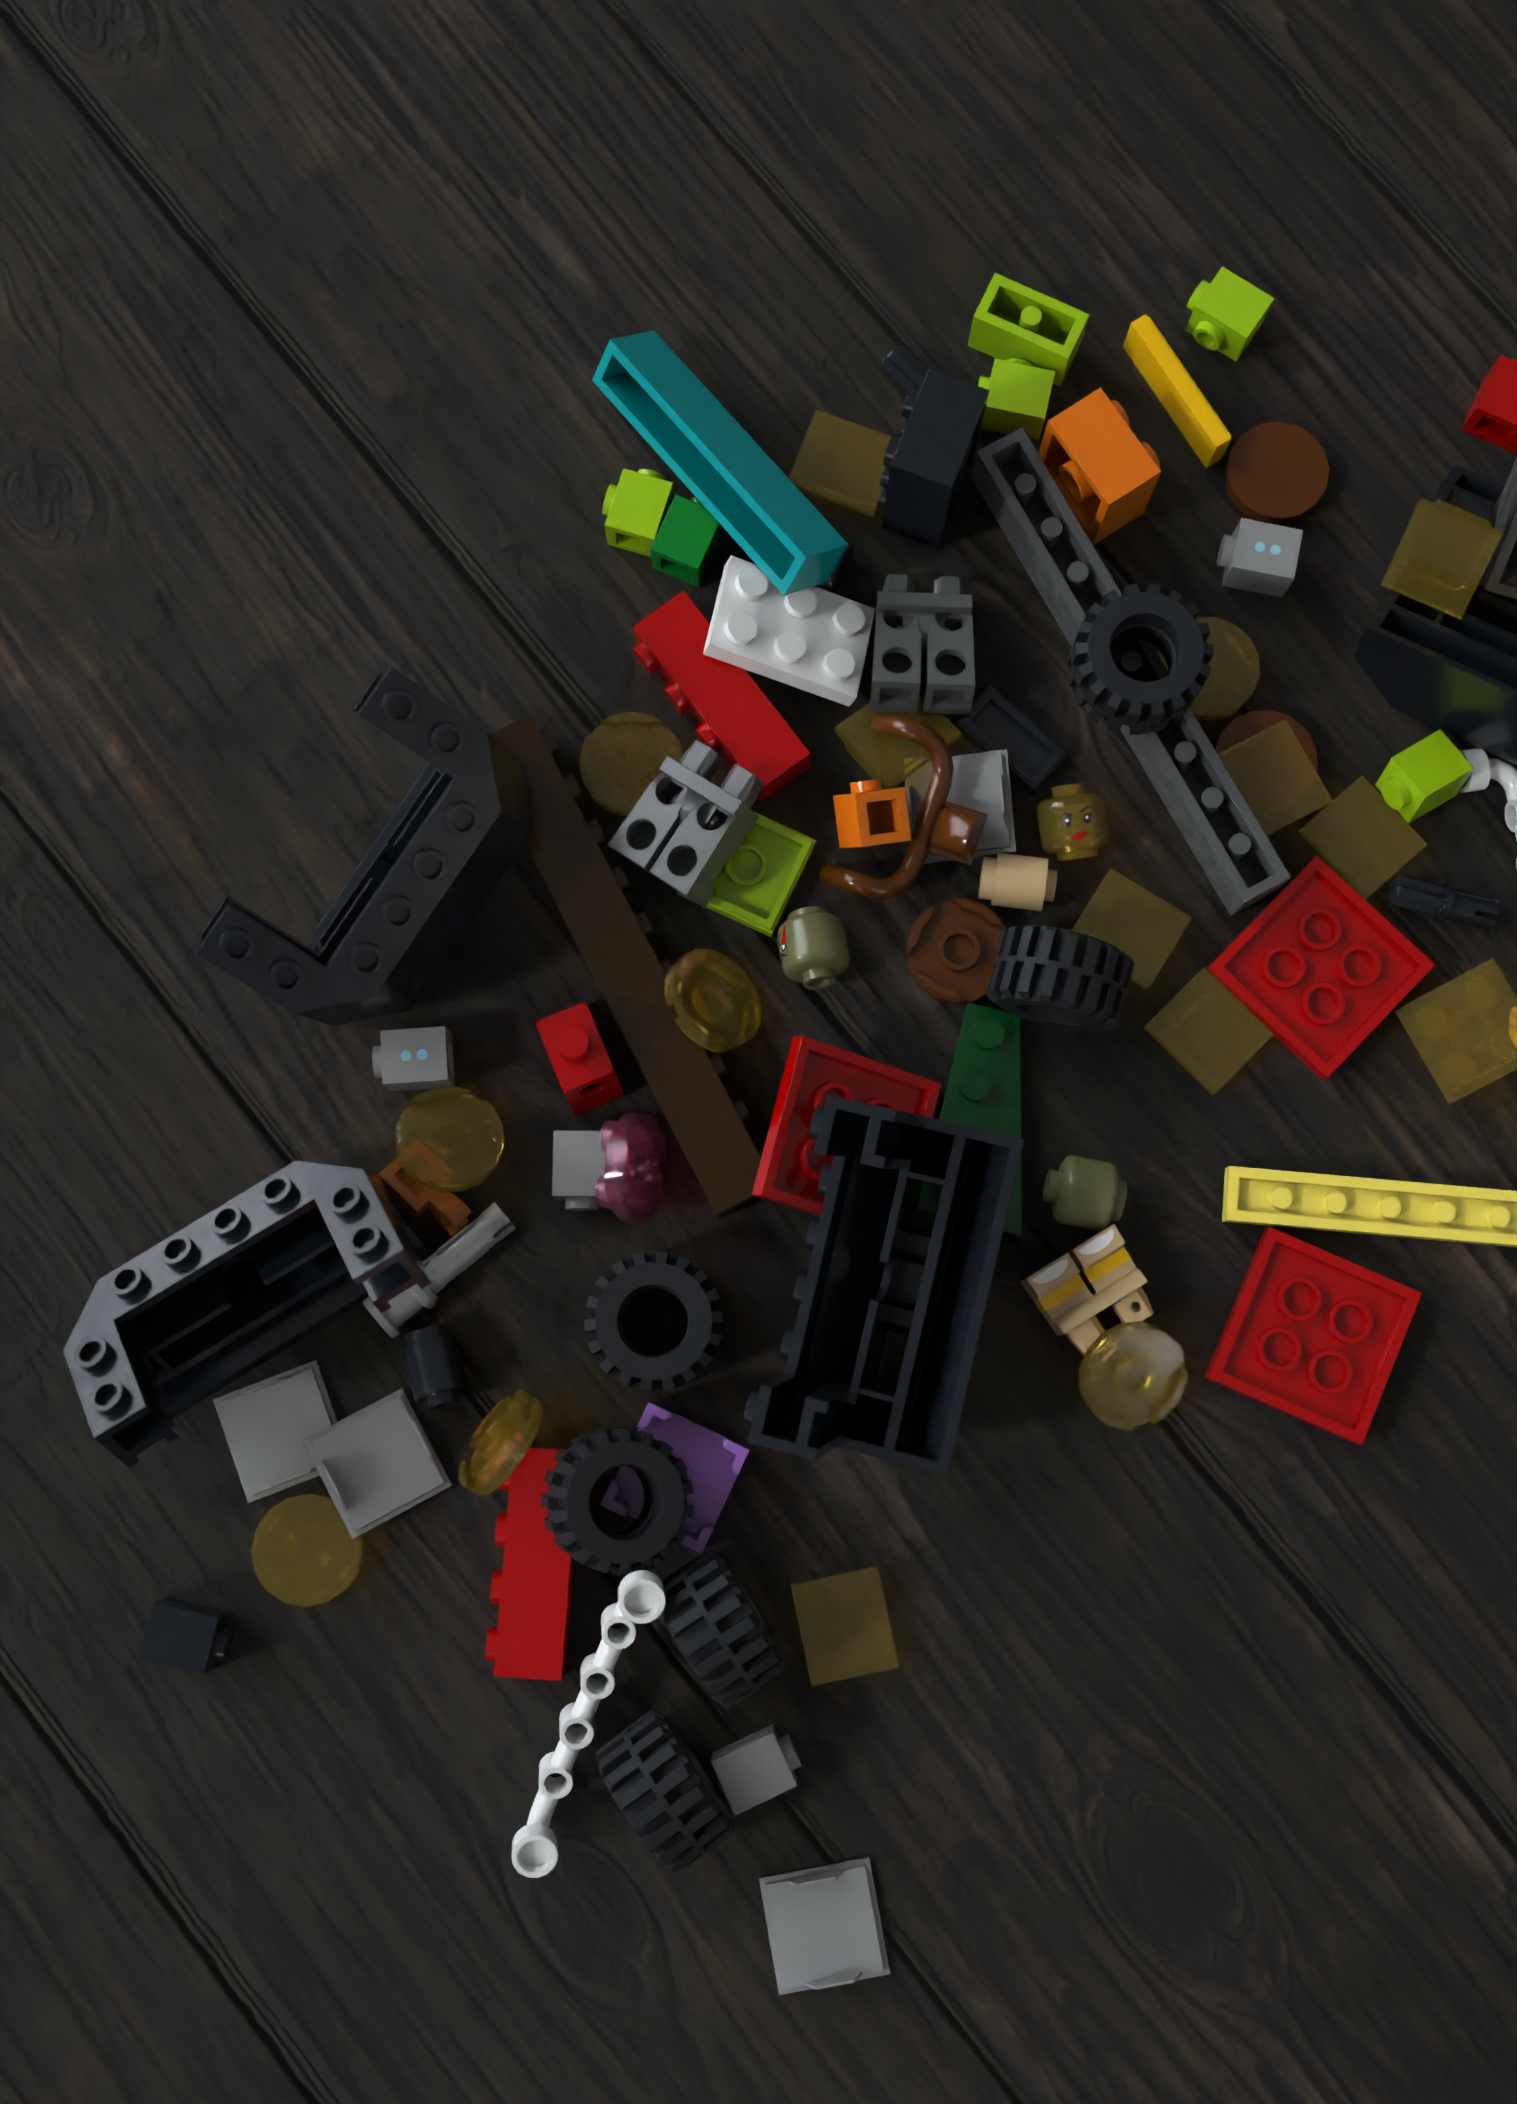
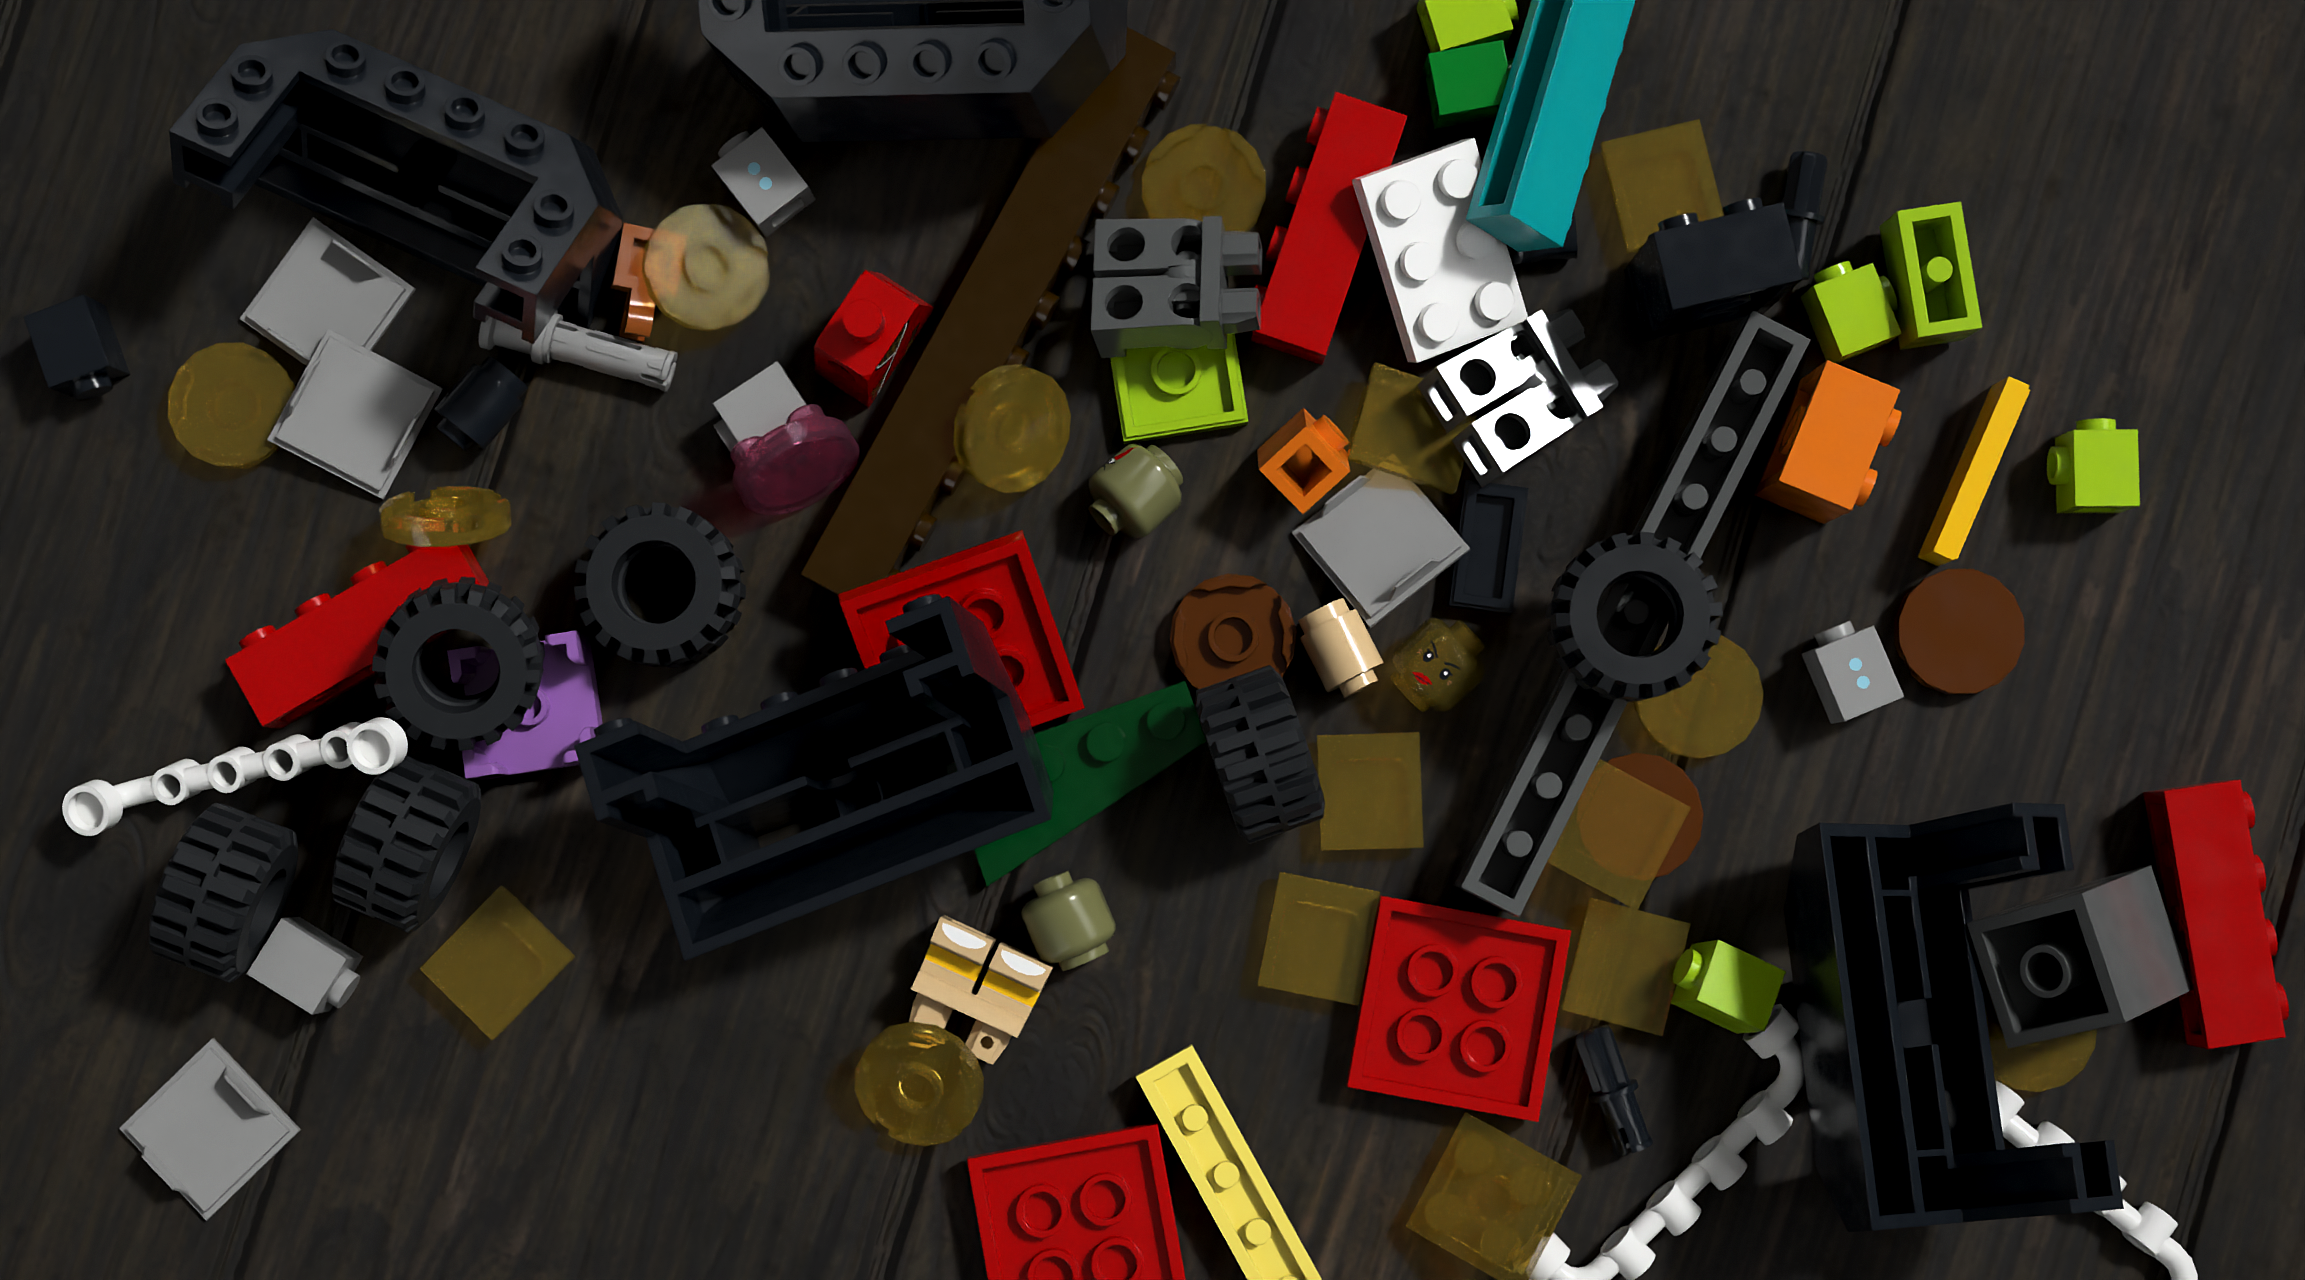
camera: 60 degrees right, 5 degrees up
(940, 827) = (1343, 534): reddish brown piece -> none
(1442, 556) = (1952, 853): clear yellow piece -> none

